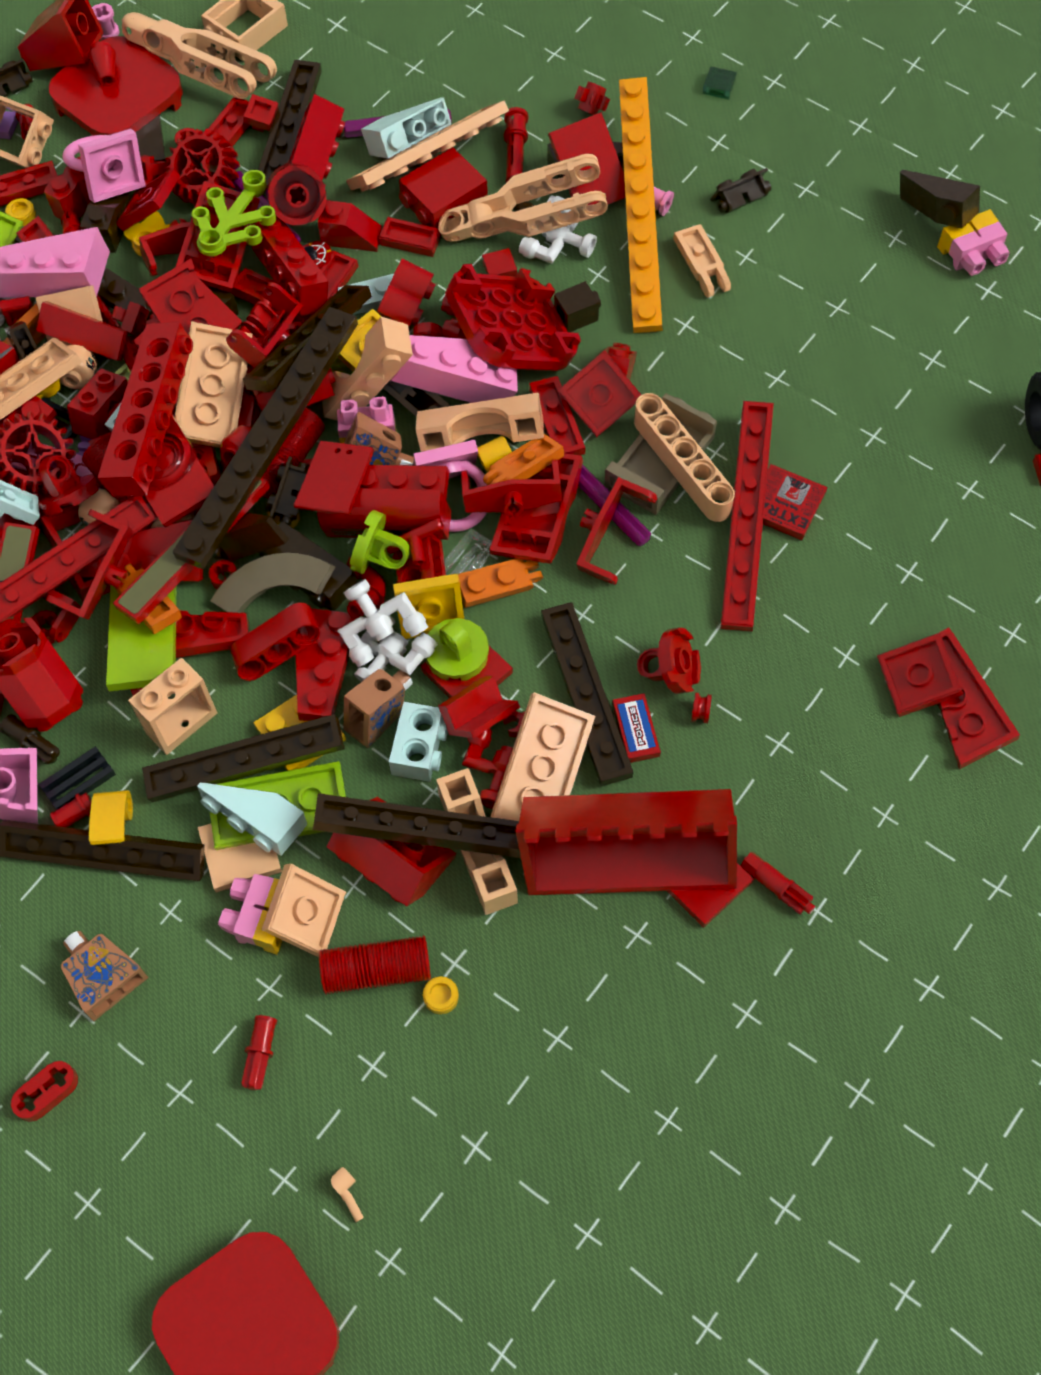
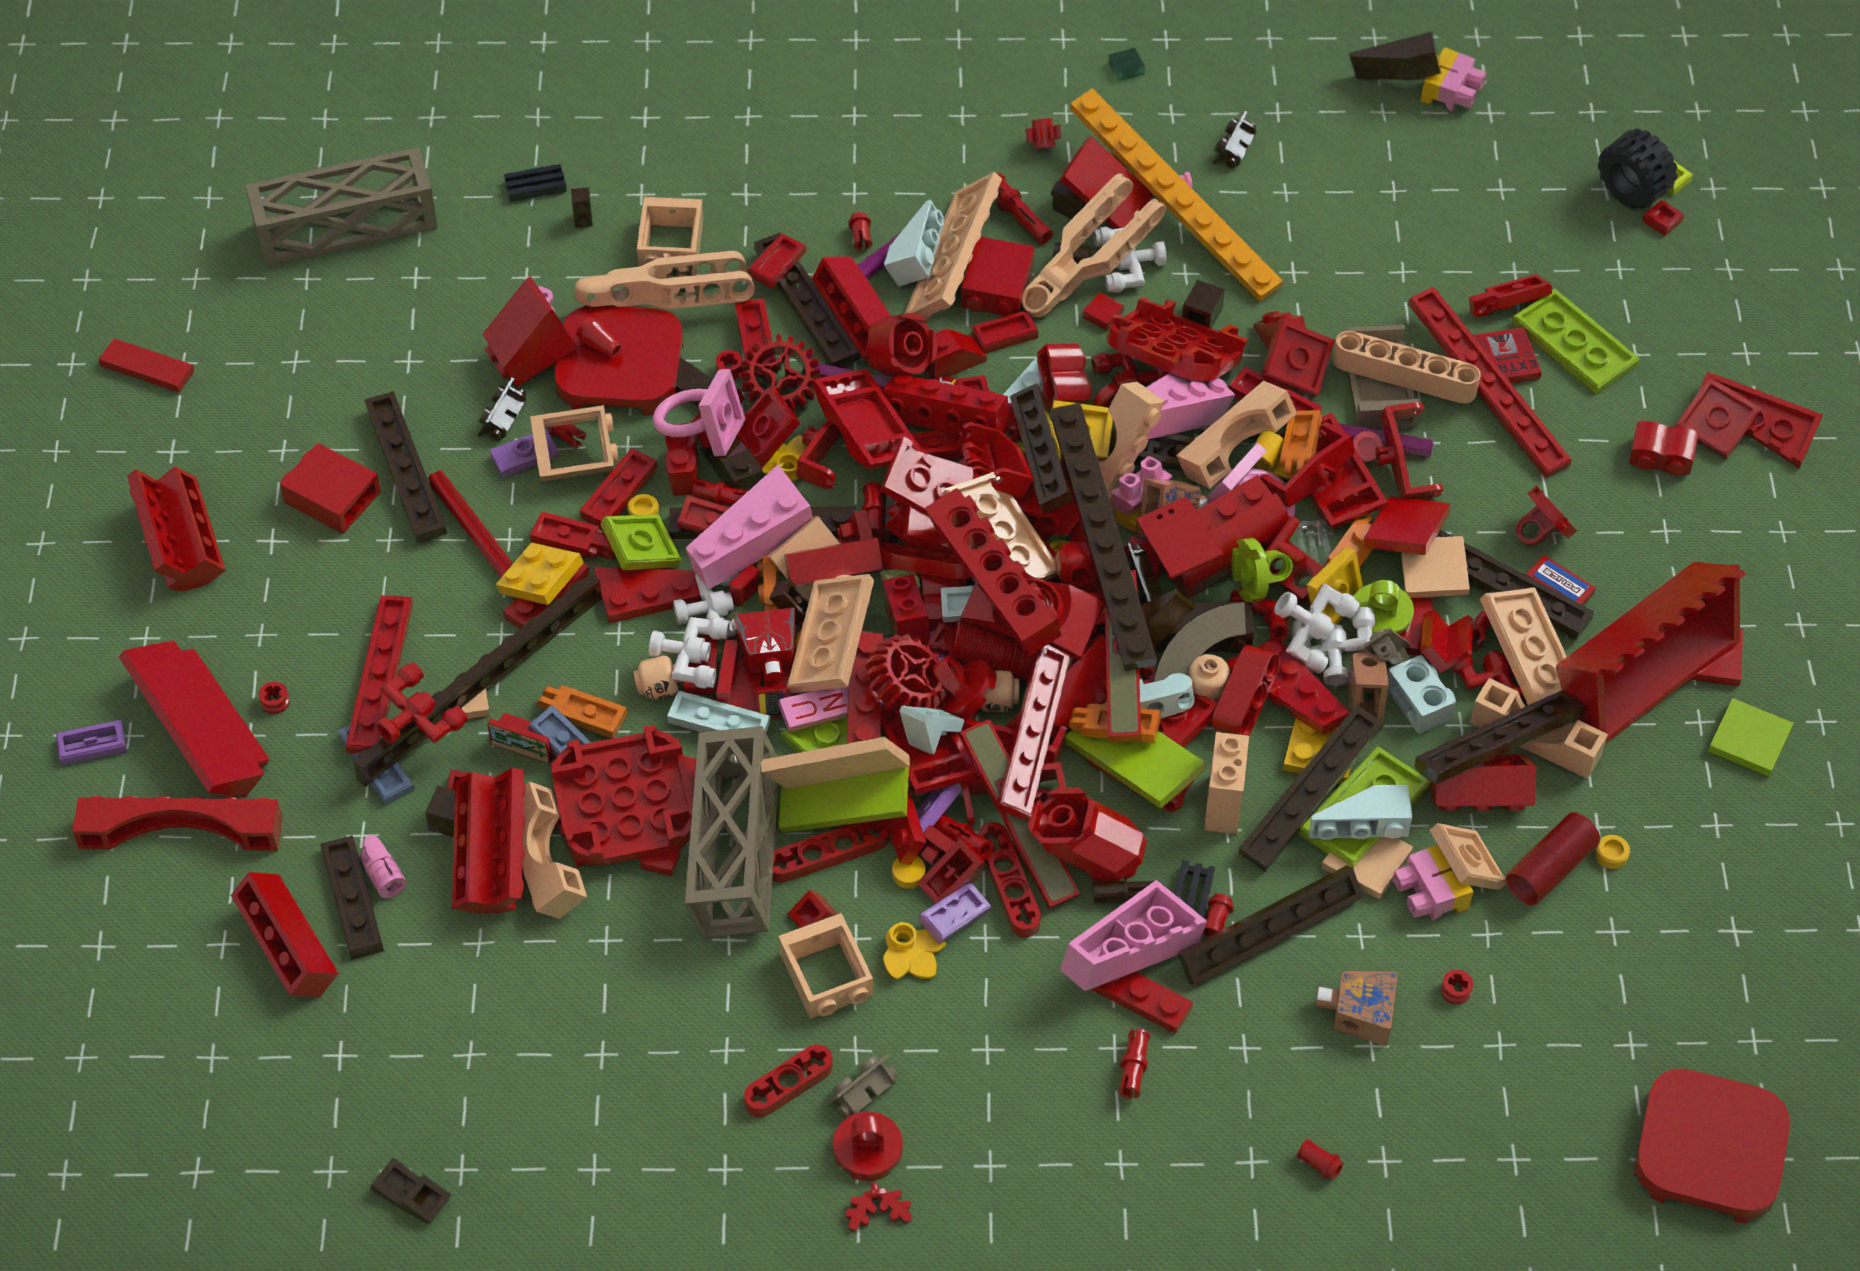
camera: 40 degrees left, 10 degrees down
(40, 1084) = (1400, 1109): red beam -> none
(106, 572) = (1077, 718): red piece -> none
(108, 816) = (1256, 891): yellow panel -> none
(181, 1016) = (1447, 987): none -> red bush
(206, 602) = (1168, 695): none -> light aqua leg
(215, 240) = (883, 419): lime plant -> none
(258, 1052) = (1530, 974): red axle -> none
(260, 113) = (777, 302): red tile -> none
(260, 605) = (1209, 676): none -> light nougat head
(292, 81) = (776, 260): none -> red tile
(341, 1182) = (1674, 1015): light nougat hand -> none
(386, 91) = (860, 224): none -> red pin
(418, 686) = (1388, 646): none -> dark tan hinge
(535, 641) = (1439, 571): none -> light nougat tile
(545, 590) = (1407, 525): none -> red tile
(591, 499) = (1365, 445): none -> coral tile
(664, 982) = (1750, 737): none -> lime tile
(701, 708) = (1593, 538): red bush -> none
(702, 258) = (1260, 212): light nougat hinge -> none
(779, 884) = (1769, 621): red piece -> none
(842, 451) = (1508, 294): none -> red hinge
(843, 669) = (1663, 448): none -> red brick
(865, 528) = (1576, 341): none -> lime tile

